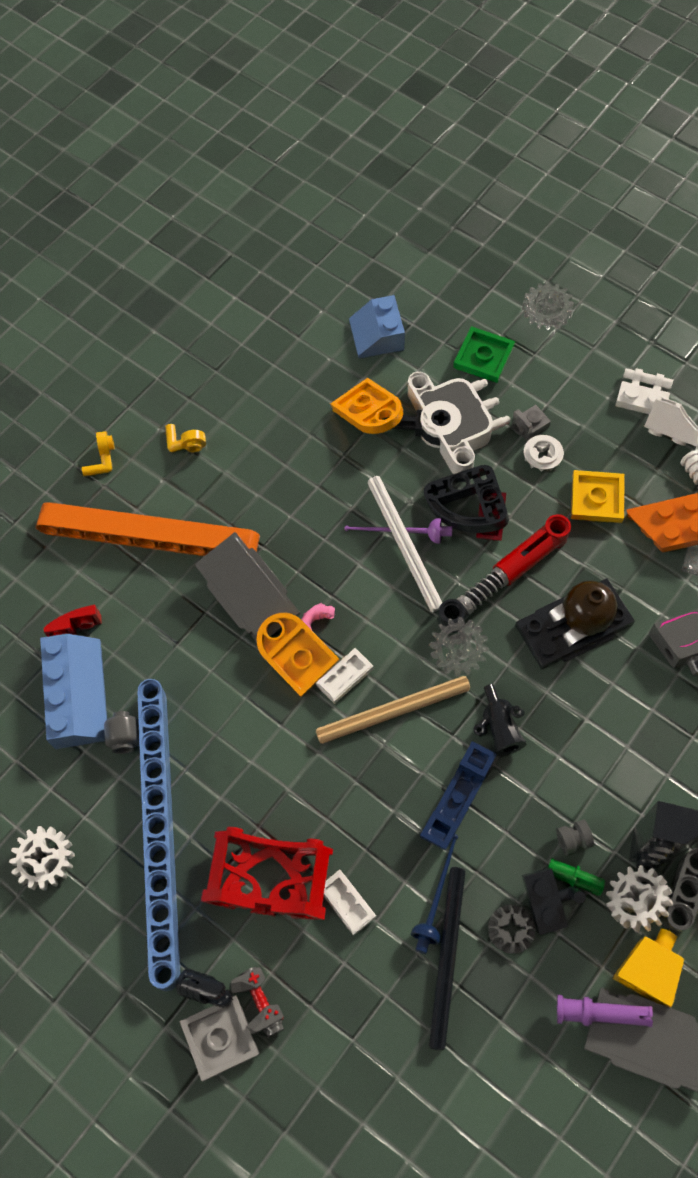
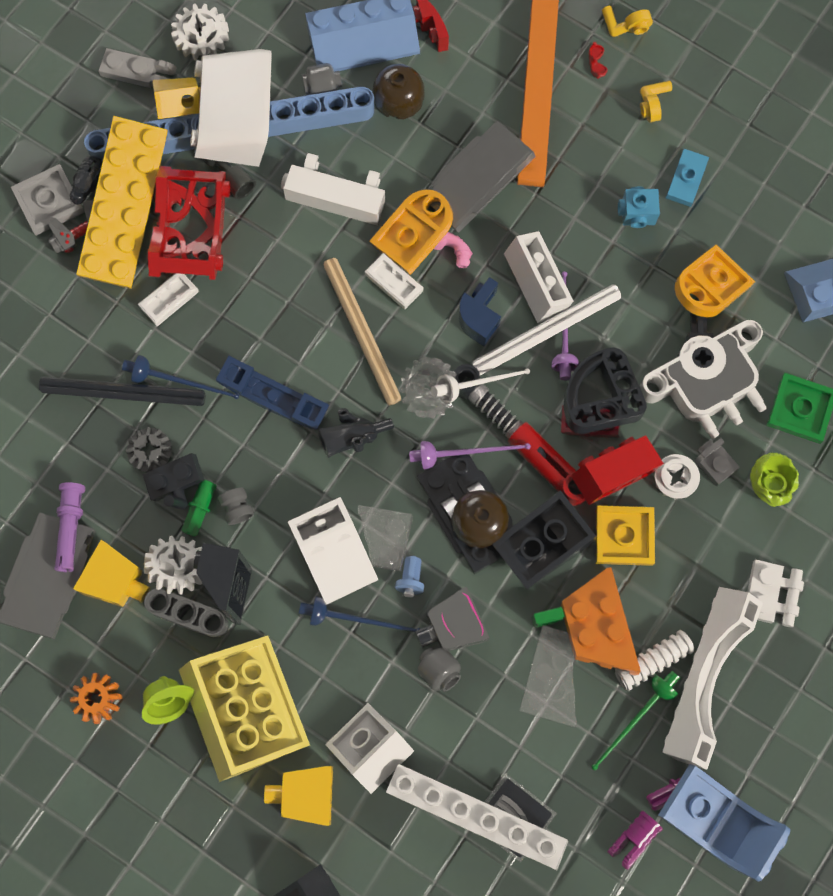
camera: 80 degrees right, 10 degrees up
(72, 934) = (133, 68): none -> light grey hinge
(120, 880) = (170, 98): none -> yellow torso
(131, 486) = (595, 53): none -> red piece
(141, 659) = (398, 91): none -> dark brown cylinder
(142, 814) = (233, 106): none -> white windscreen
(218, 822) = (240, 182): none -> pearl dark grey piece
(238, 946) = (122, 202): none -> yellow plate
(247, 728) = (334, 193): none -> white brick
(263, 421) = (687, 177): none -> dark azure plate
(291, 456) = (639, 207): none -> dark azure brick
(354, 544) = (538, 276): none -> white brick
(383, 605) = (475, 316): none -> dark blue brick
(470, 620) = (448, 388): none -> white sword
(522, 653) = (429, 455): none -> medium lavender sword
(544, 492) = (616, 468): none -> red brick
(547, 379) = (774, 479): none -> lime hair
(602, 697) = (386, 536): none -> clear wing
(607, 554) = (544, 540): none -> black slope
(617, 745) = (333, 550): none -> white slope
(640, 676) = (410, 579): none -> medium blue piece
(675, 562) = (547, 617): none -> green tile
(678, 762) = (319, 612): none -> dark blue sword

